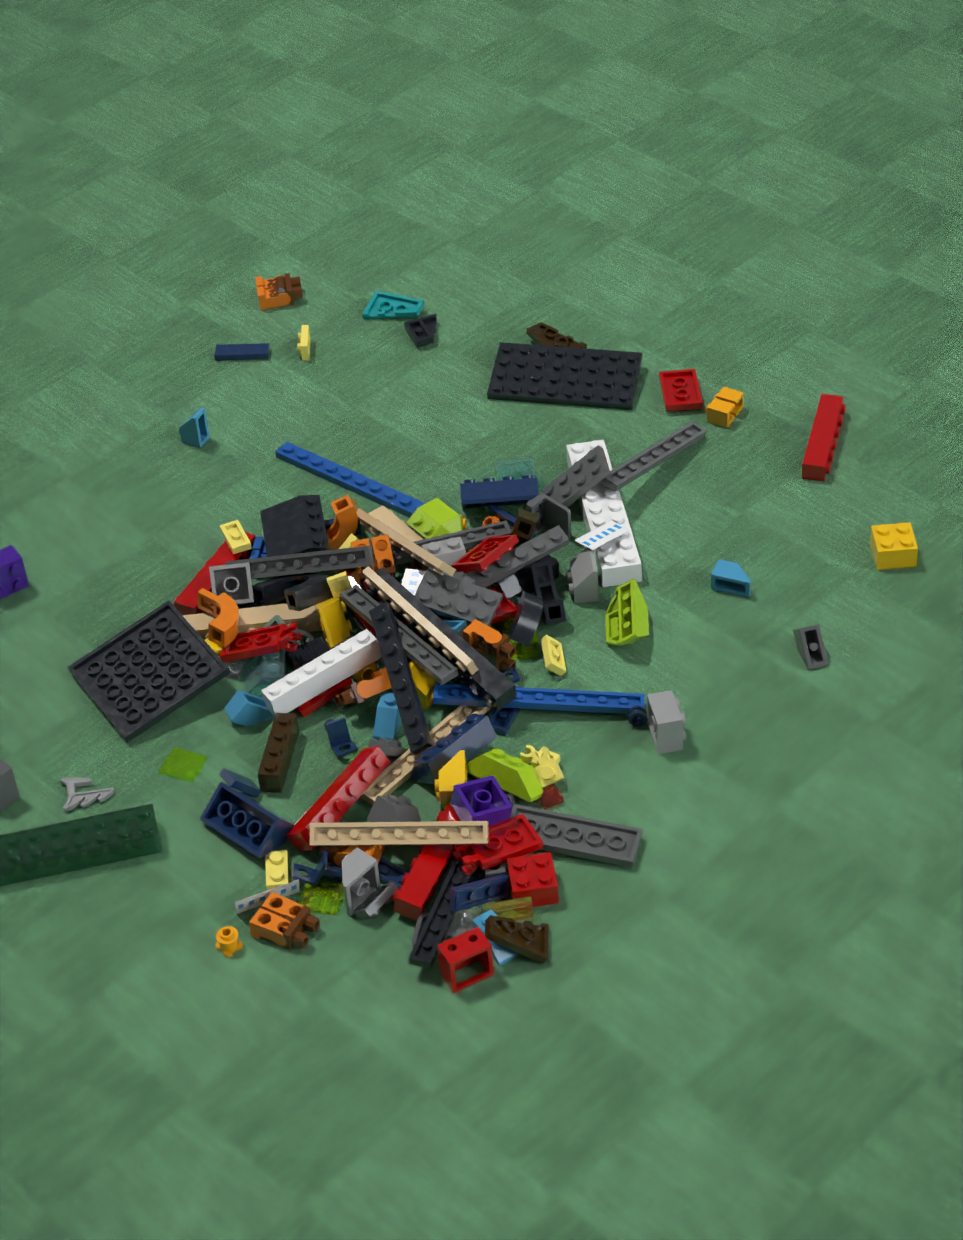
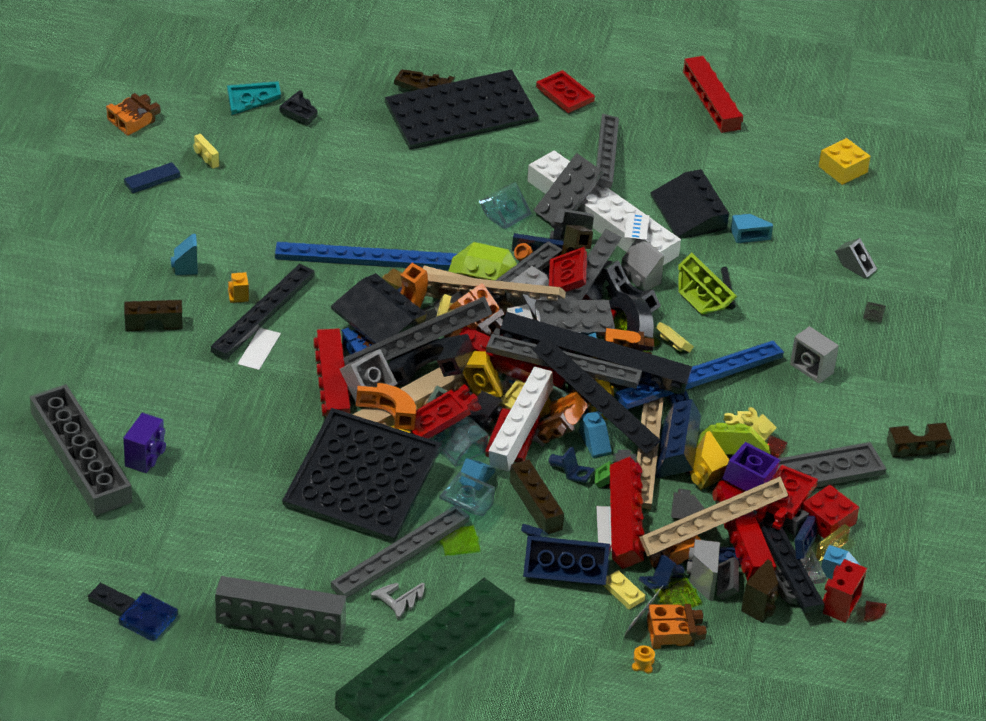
camera: 40 degrees left, 0 degrees up
(110, 463) = (139, 312): none -> dark brown arch
(120, 752) = (399, 551): none -> dark grey plate
(186, 530) = (259, 348): none -> white sticker
(213, 470) = (238, 288): none -> light orange brick
(215, 726) = (469, 494): none -> clear light blue slope
(216, 497) = (262, 311): none -> black plate
(235, 537) = (330, 335): light yellow plate -> none
(338, 583) = (478, 339): light yellow plate -> none
(386, 925) = (761, 593): none -> dark brown slope
(424, 626) = (581, 342): tan plate -> none
(488, 994) = (874, 610): none -> clear red tile
(503, 492) = (510, 222): dark blue slope -> none
(520, 937) = (867, 556): dark brown wing -> none
(633, 712) = (782, 359): dark blue bush -> none
(656, 628) = (726, 280): none -> black bar
(694, 537) = (691, 205): none -> black slope
(710, 855) = (905, 443): none -> dark brown arch
(724, 407) = (614, 94): light orange piece -> none
(778, 705) = (874, 312): none -> clear smoke plate

